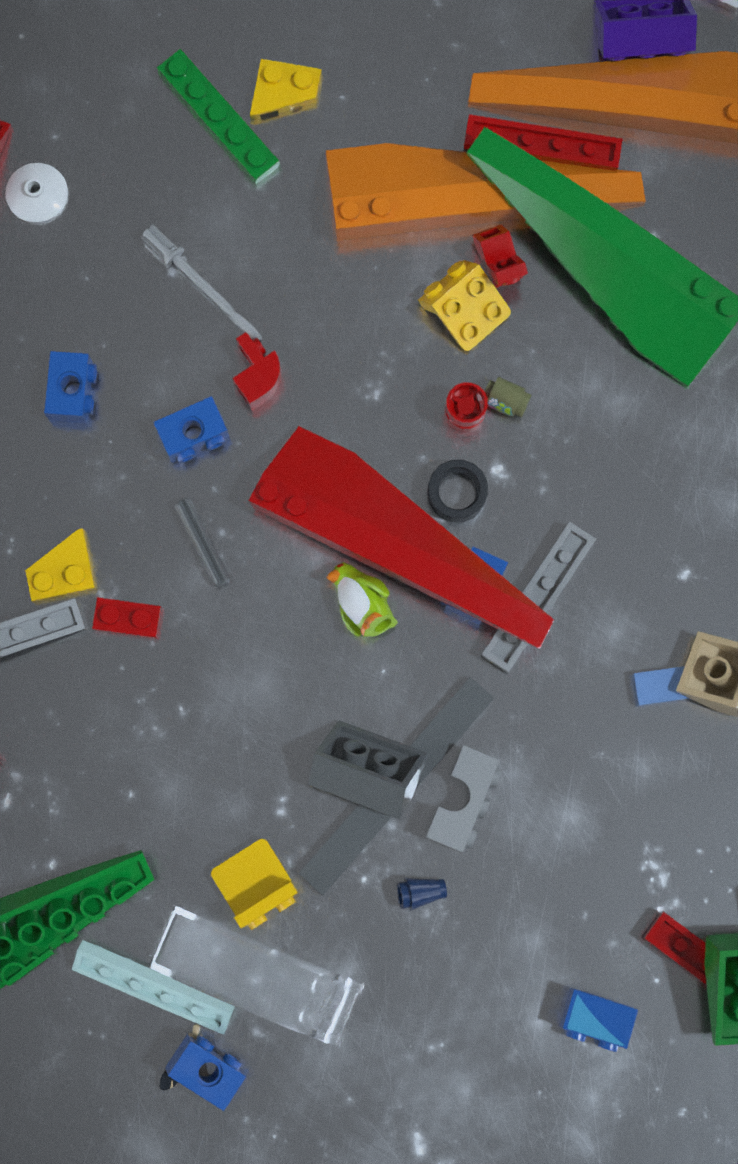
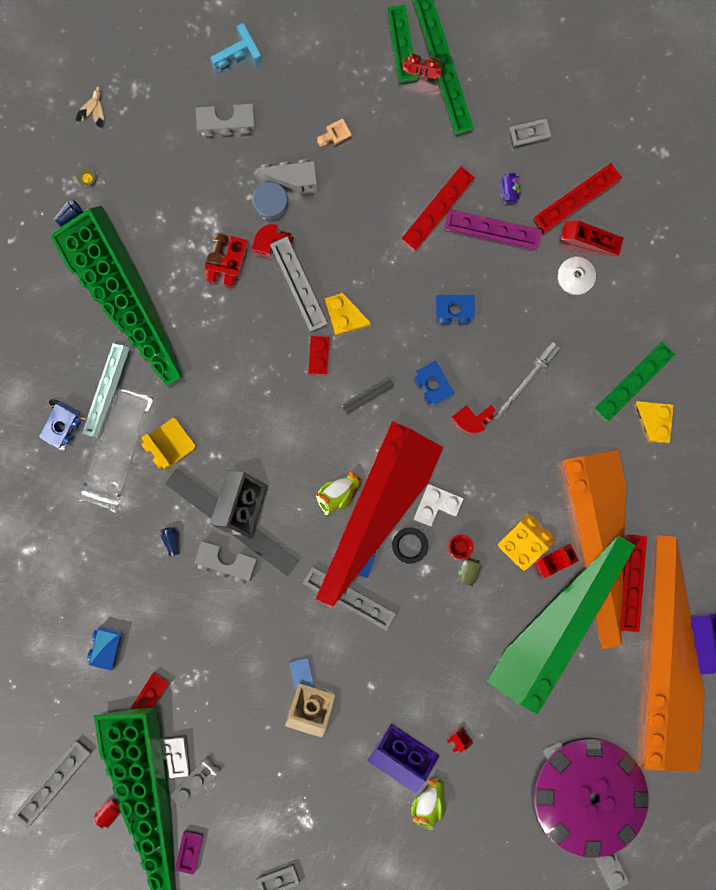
camera: 90 degrees right, 5 degrees up
(385, 446) = (436, 499): none -> white plate

